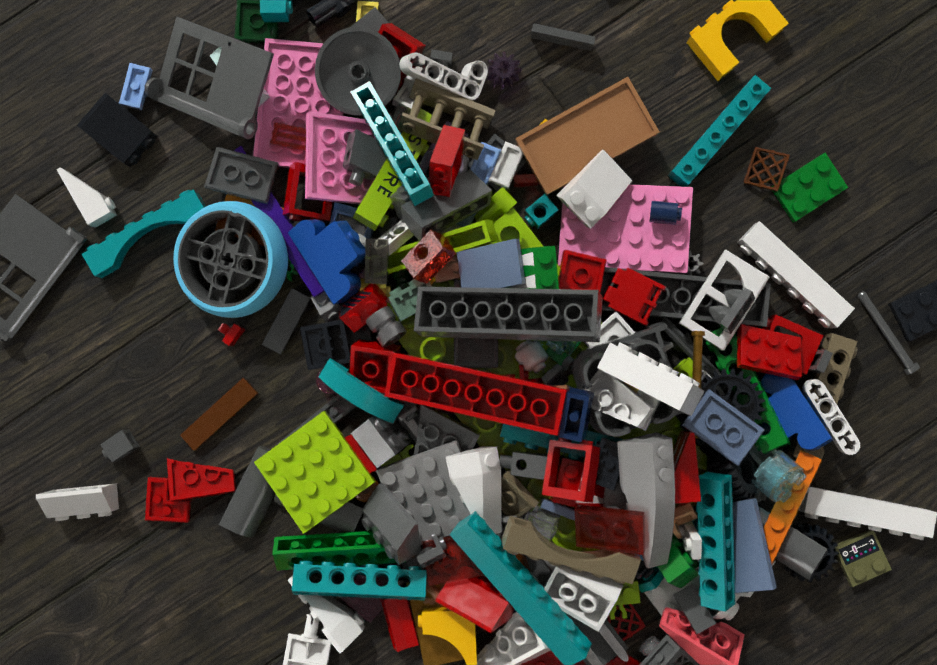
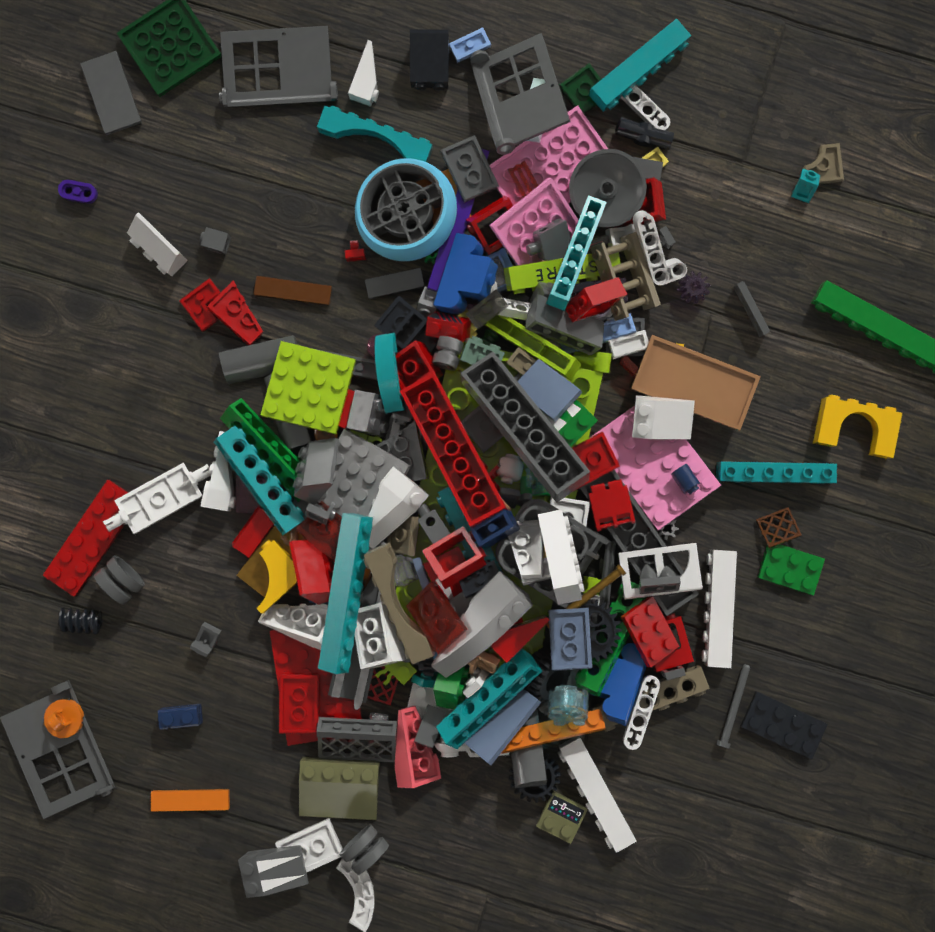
camera: 50 degrees right, 0 degrees up
(428, 256) = (519, 341): clear red brick -> none
(543, 203) = (624, 394): teal brick -> none

